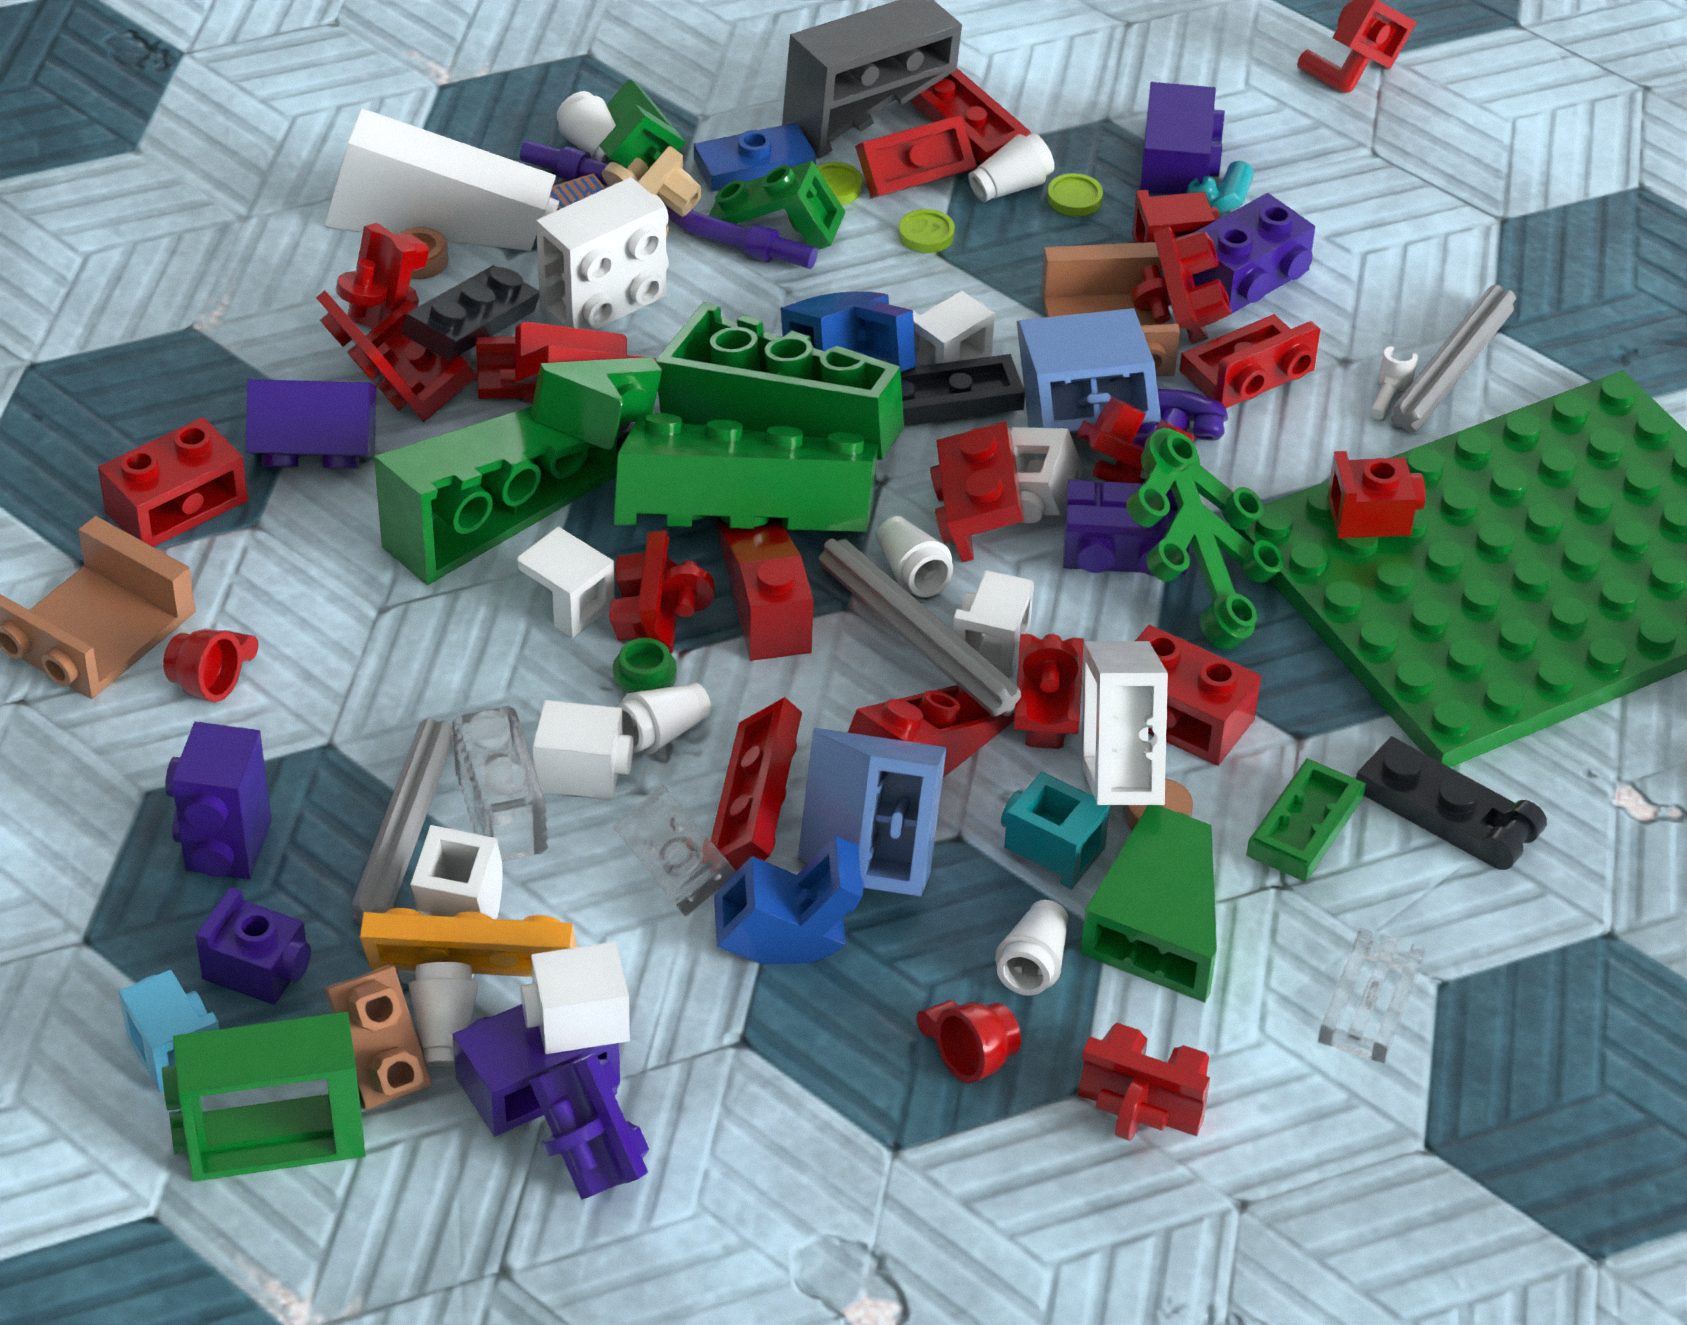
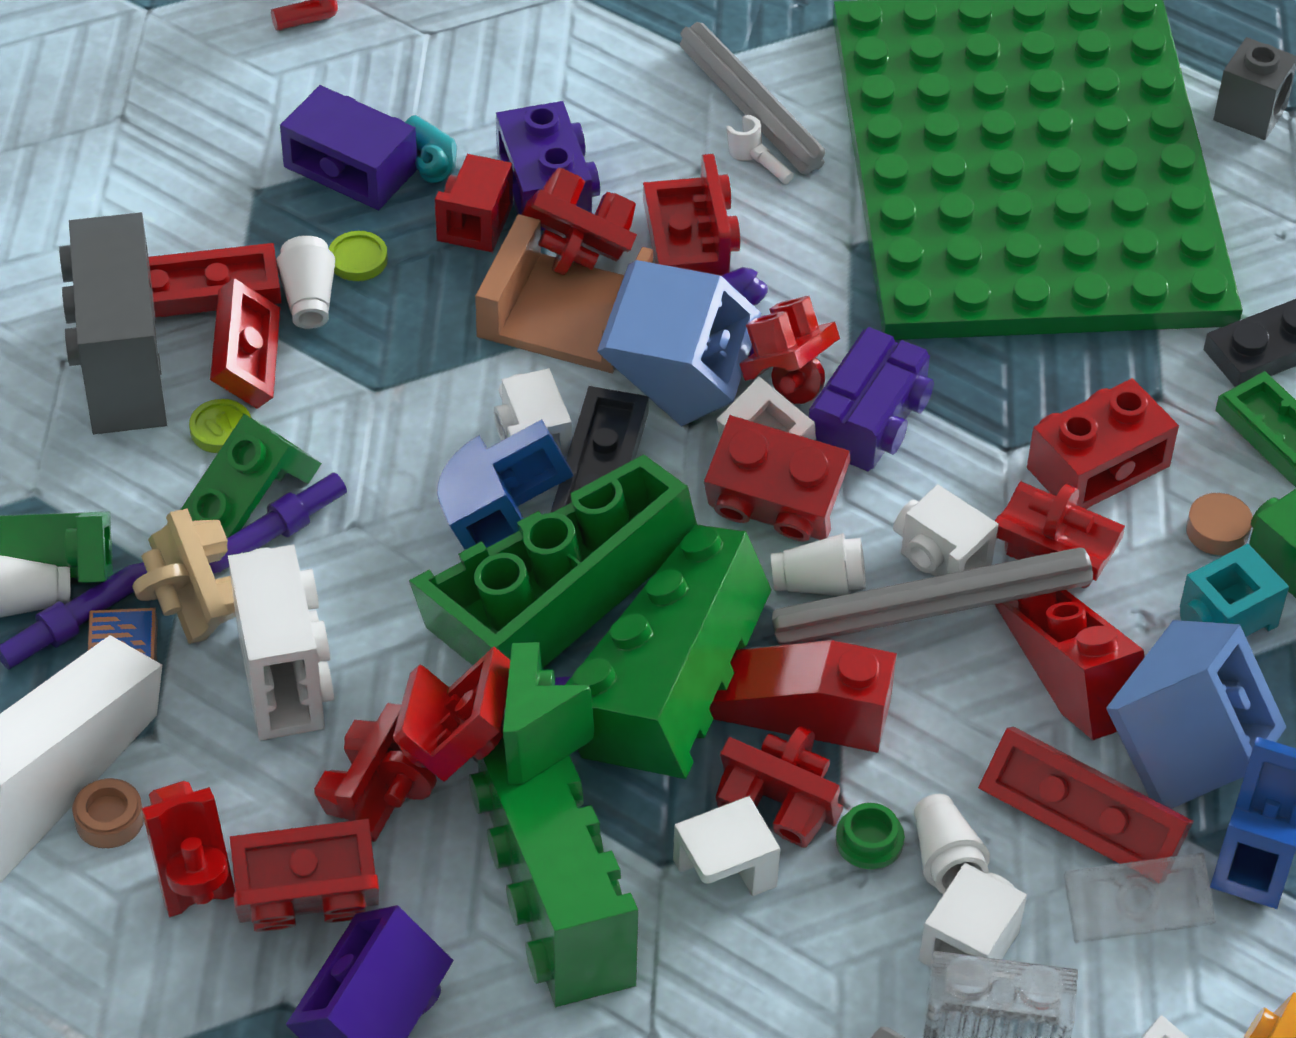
camera: 65 degrees left, 5 degrees up
(469, 311) = (280, 789): black plate -> none
(751, 154) = (142, 471): blue plate -> none
(926, 230) = (339, 384): lime piece -> none
(1120, 701) = (1226, 459): white window -> none
(1174, 463) = (923, 346): green plant -> none
(1373, 496) = (951, 199): red brick -> none

